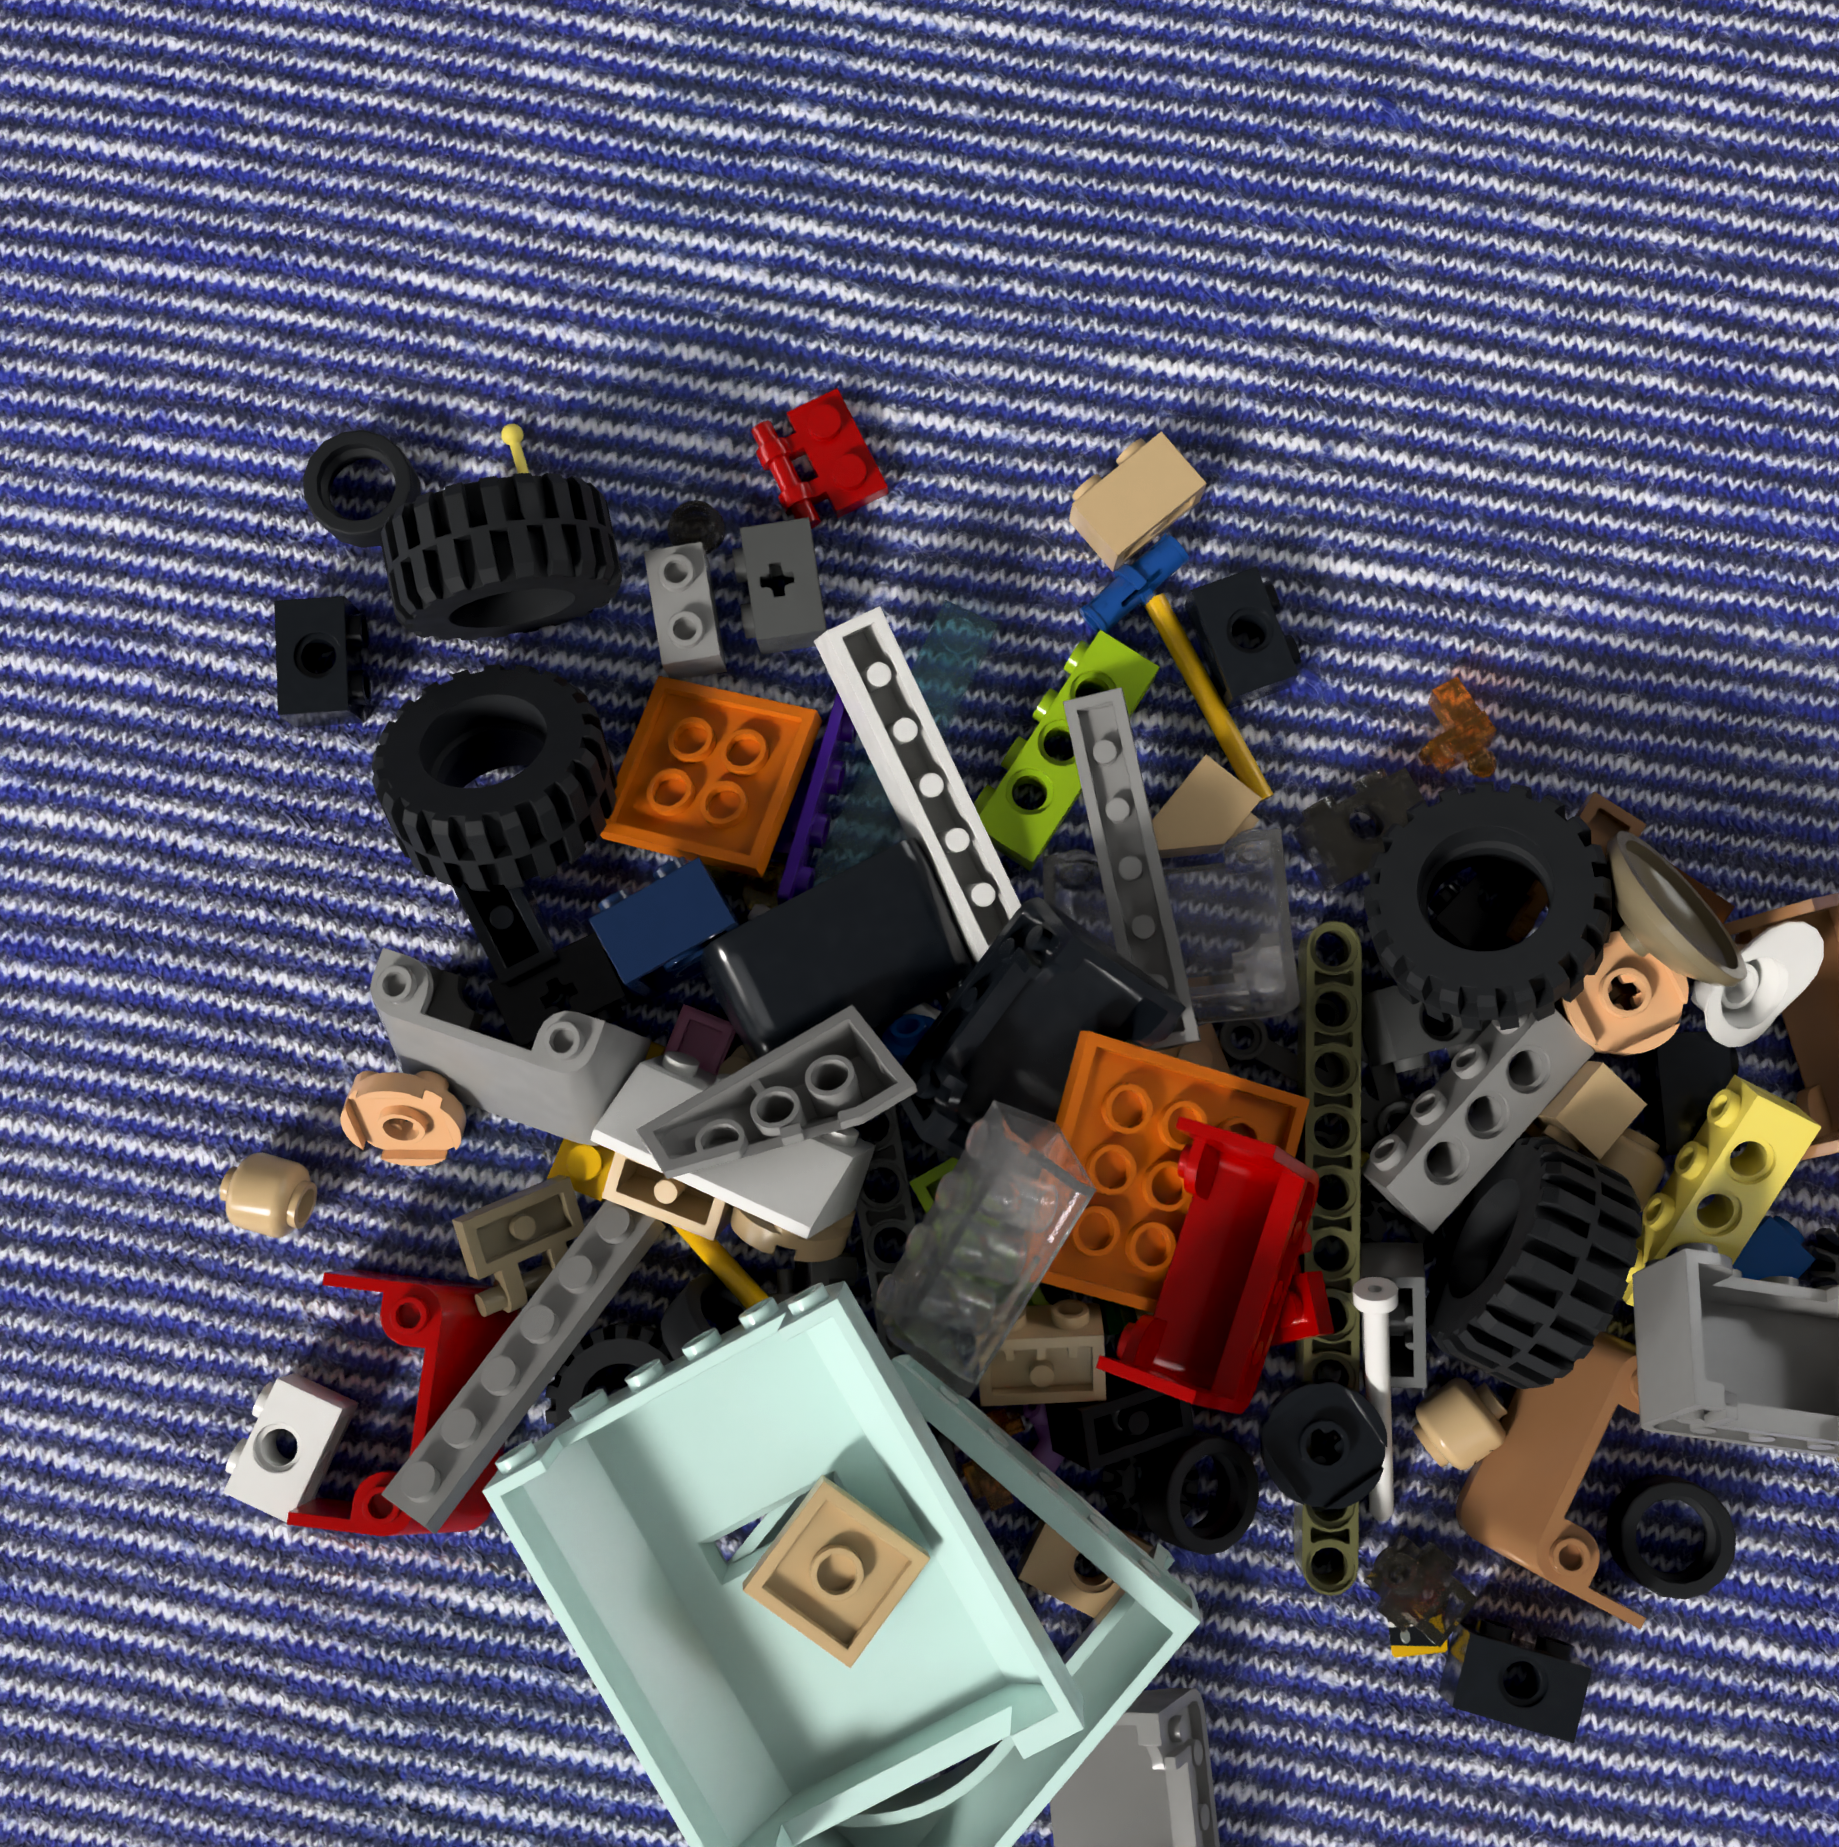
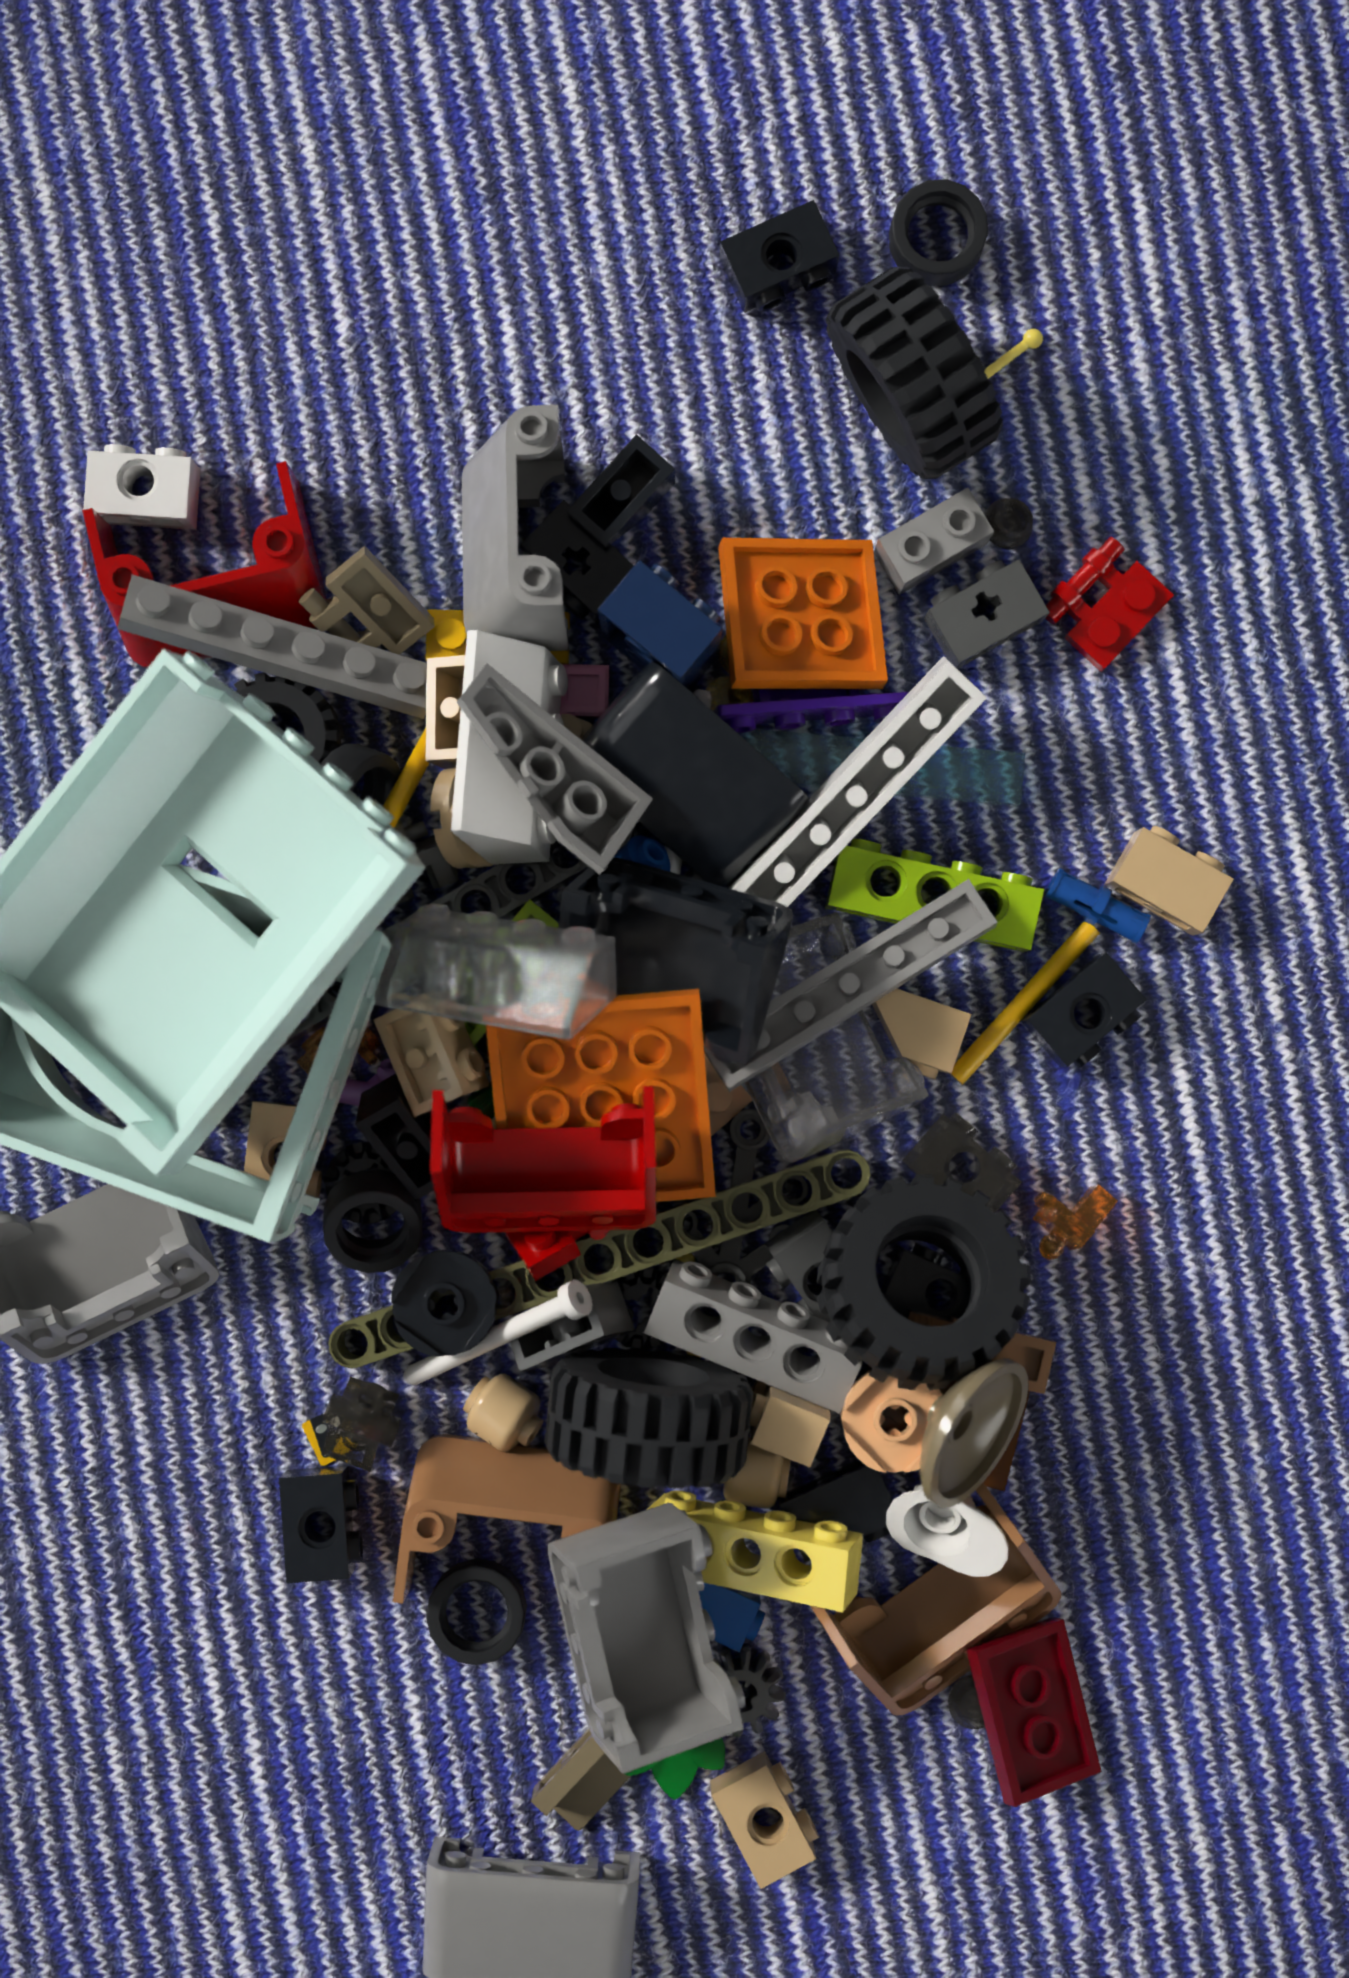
camera: 65 degrees right, 5 degrees up
(268, 1195) = (331, 391): tan head -> none
(383, 1101) = (433, 475): light nougat plate -> none
(503, 828) = (767, 405): black tyre -> none
(836, 1571) = (203, 947): tan plate -> none

